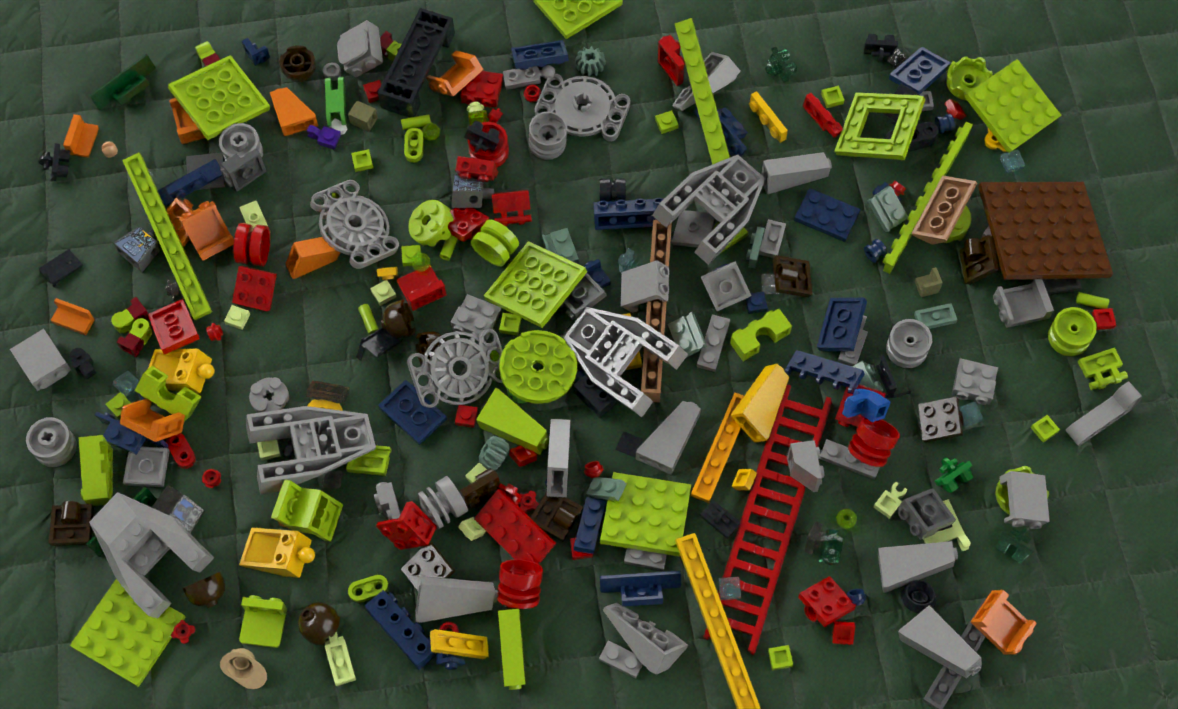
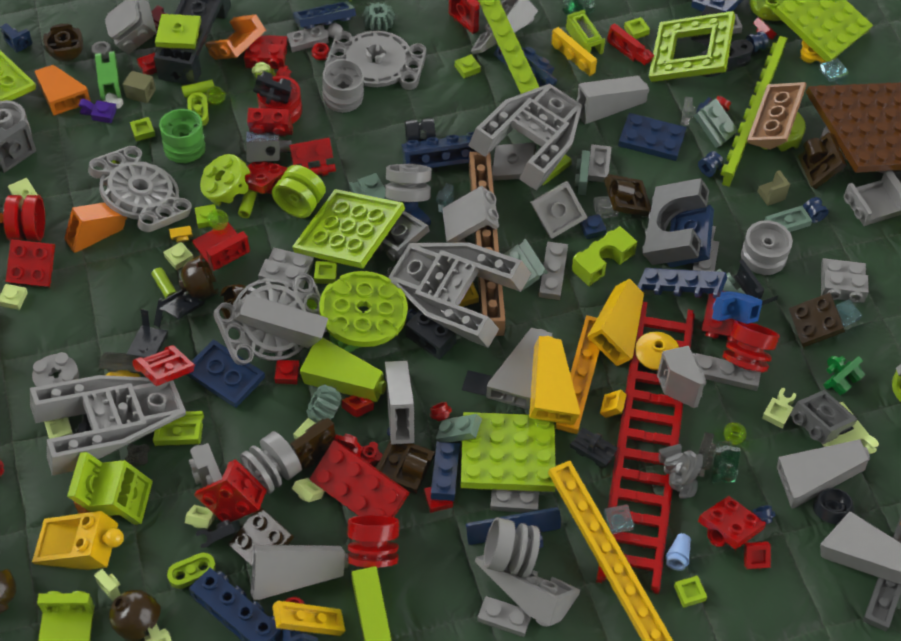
camera: 10 degrees left, 10 degrees down
(300, 592) = (108, 584): none -> yellowish green plate
(349, 374) = (148, 339): none -> black piece
(361, 406) = (164, 365): none -> red plate
(379, 542) = (199, 517): none -> yellowish green plate
(397, 174) = (182, 135): none -> bright green wheel
(398, 556) = (223, 529): none -> black plate
(402, 67) = (178, 31): none -> lime plate
(464, 373) = (281, 320): none -> light grey slope
(593, 245) = (408, 182): none -> light grey wheel
(637, 606) = (511, 547): none -> light grey wheel
(691, 458) = (551, 385): none -> yellow slope
(776, 624) = (679, 553): none -> light blue cone
(781, 97) = (584, 32): none -> lime window
(782, 436) = (648, 353): none -> yellow dish
(791, 550) = (682, 469): none -> dark grey animal
(827, 288) = (666, 204): none -> dark grey arch
(865, 192) = (687, 111): none -> clear plate
(963, 308) = (815, 209): none -> dark blue wheel

